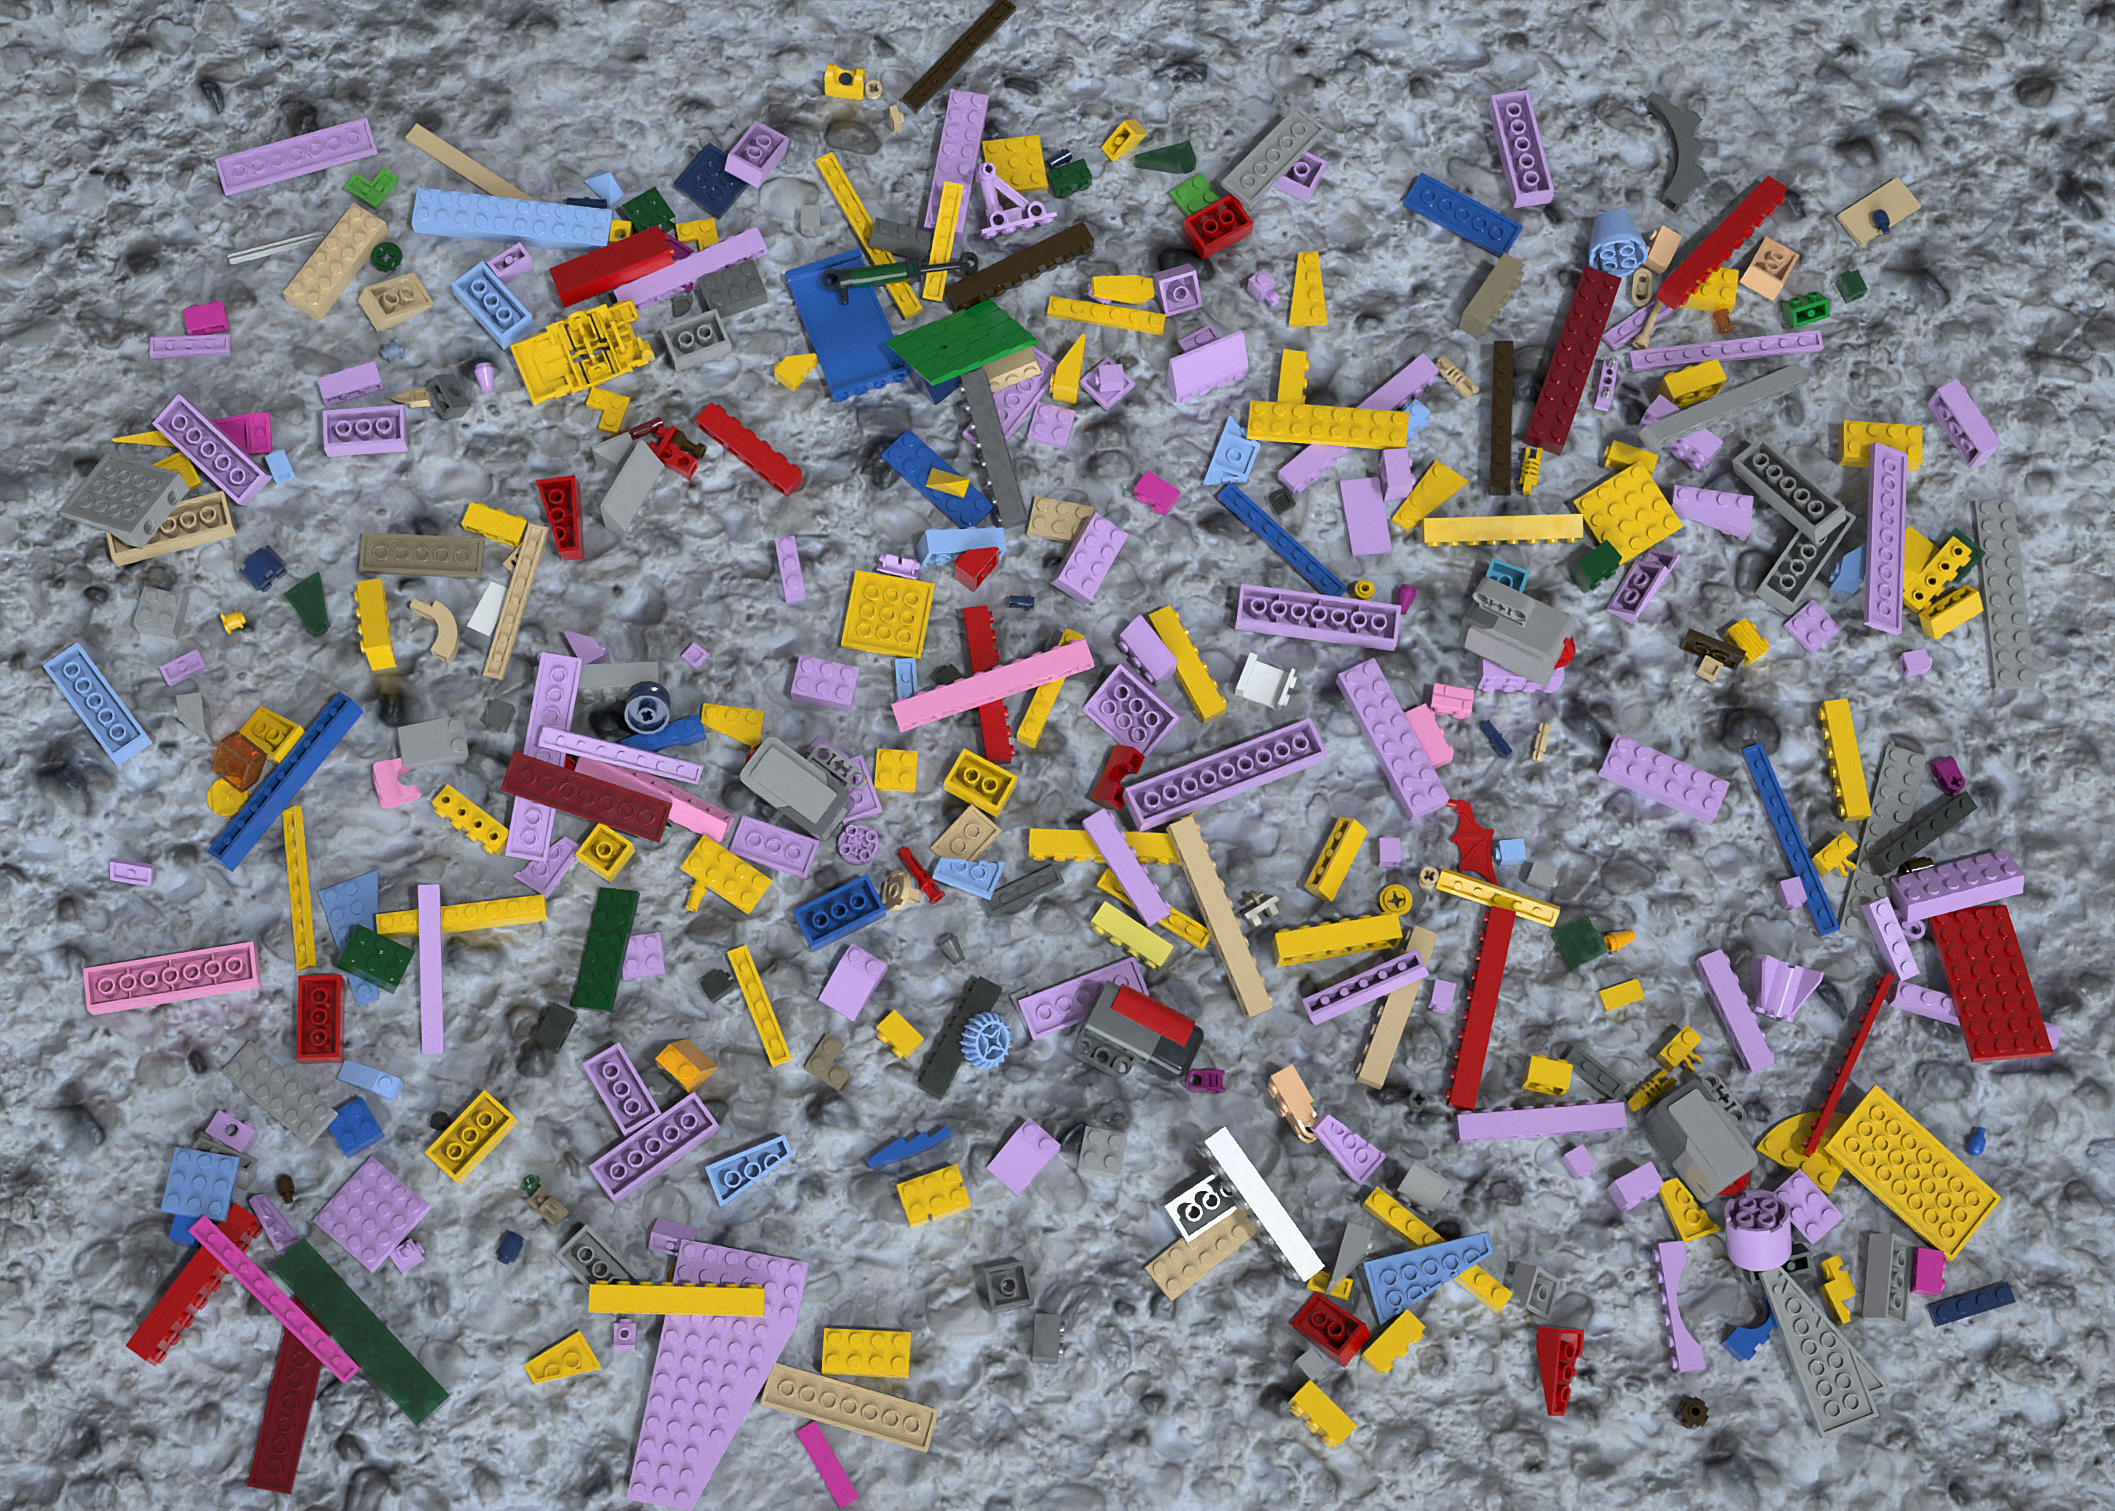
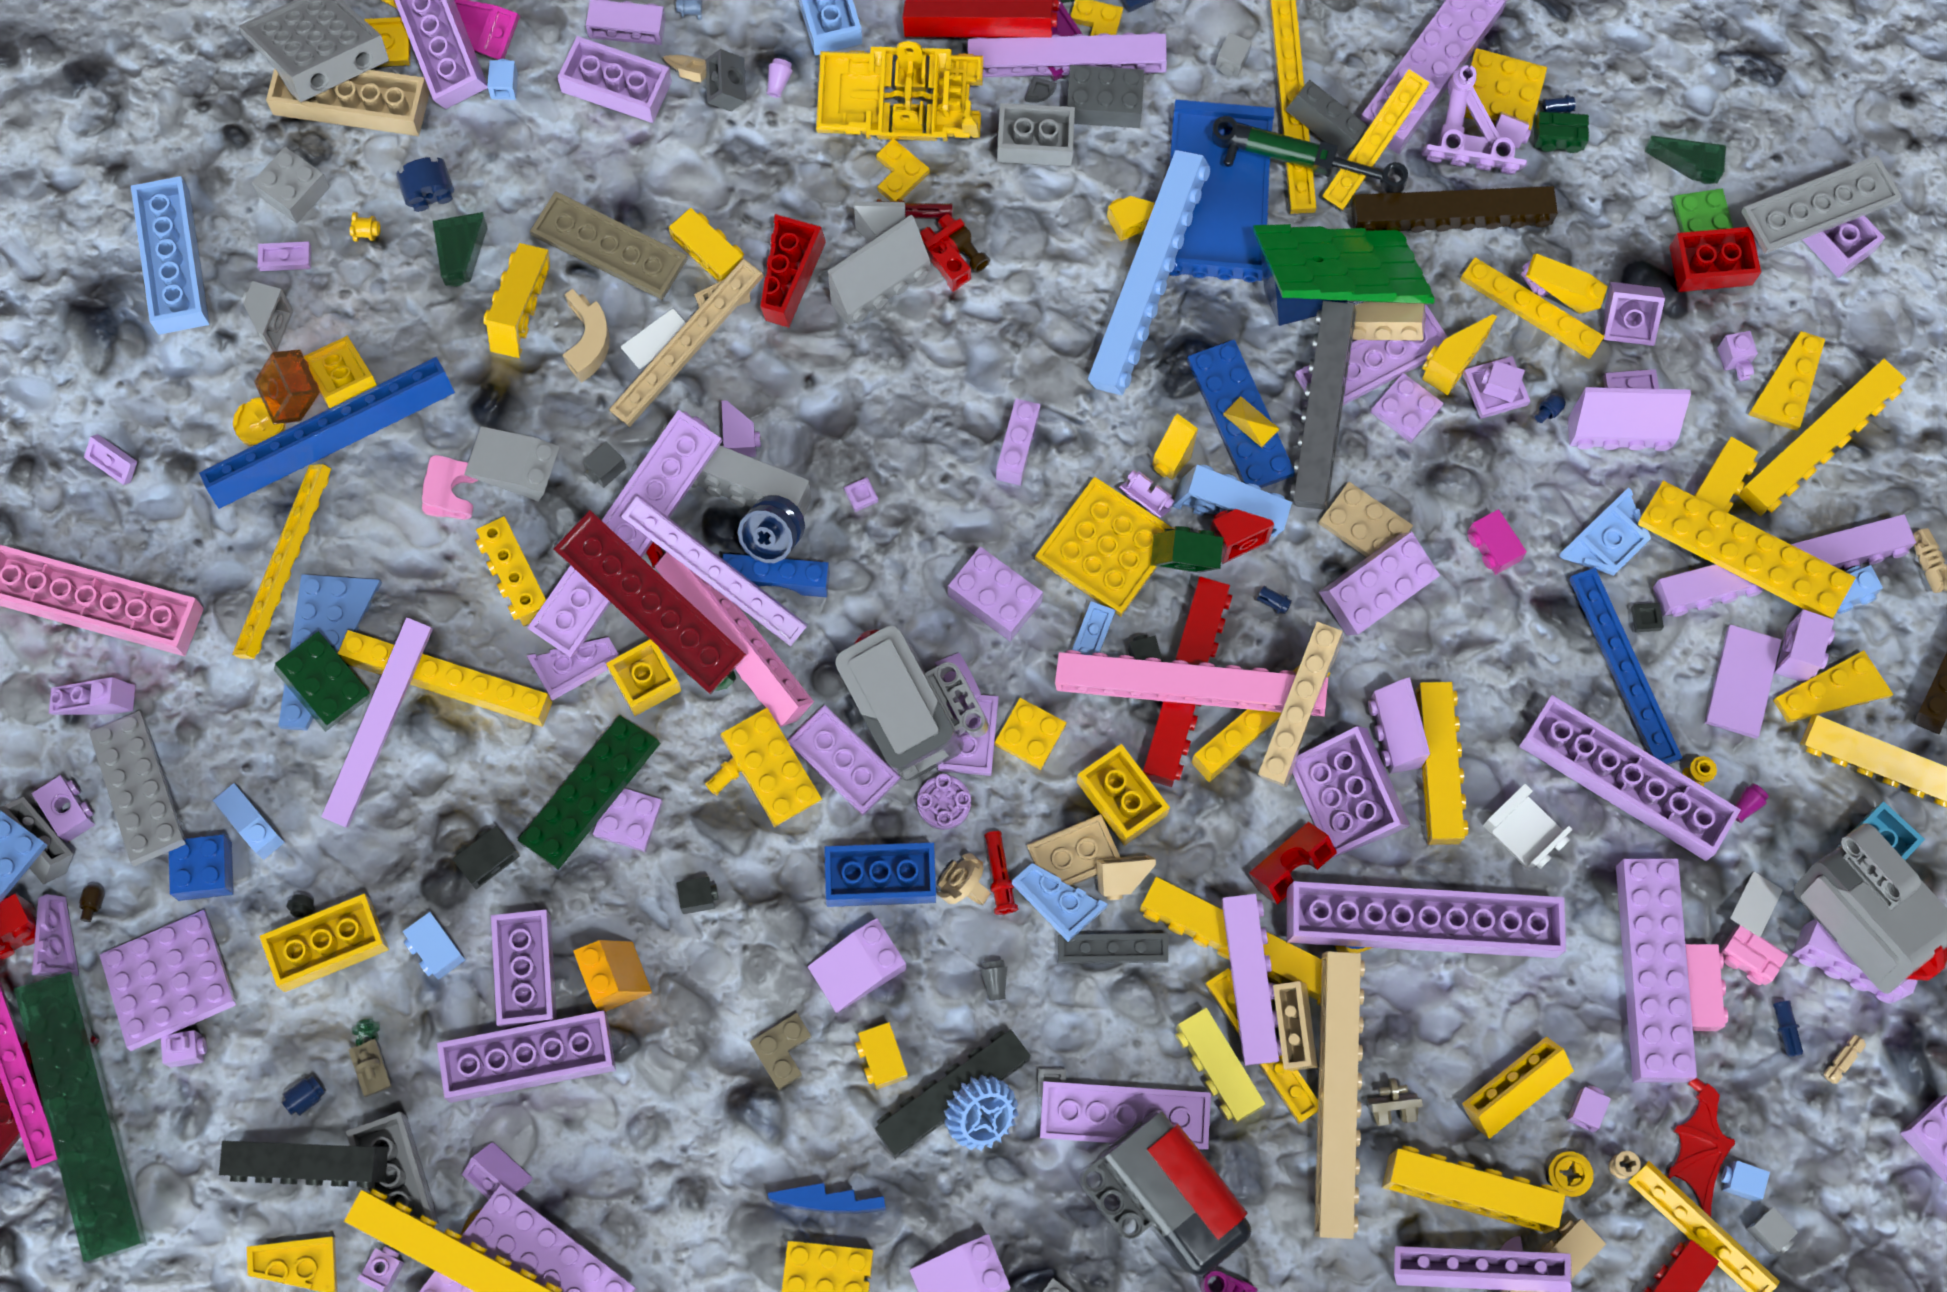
camera: 30 degrees right, 0 degrees up
(210, 1046) = (93, 697): none -> lavender slope
(320, 1019) = (227, 723): red brick -> none
(535, 1288) = (303, 1161): none -> pearl dark grey brick
(549, 1105) = (433, 946): none -> light blue brick
(736, 722) = (870, 593): yellow wing -> none
(741, 1171) = (612, 1134): light blue wedge -> none
(749, 449) = (1038, 284): red brick -> none
(759, 1006) = (733, 942): yellow plate -> none
(826, 407) = (1149, 273): none -> light blue brick
(904, 525) = (1175, 448): none -> yellow slope
(946, 593) = (1187, 550): none -> dark green brick
(1005, 838) = (1122, 875): none -> tan slope
(1035, 191) = (1513, 128): none -> lavender brick
(1075, 665) = (1289, 732): none -> tan arch
(1124, 139) = (1647, 113): yellow slope -> none
(1151, 381) = (1550, 407): none -> dark blue cylinder
(1170, 885) = (1295, 1026): none -> tan brick
(1345, 323) = (1822, 437): none -> yellow brick
(1439, 665) = (1756, 904): none -> white sticker

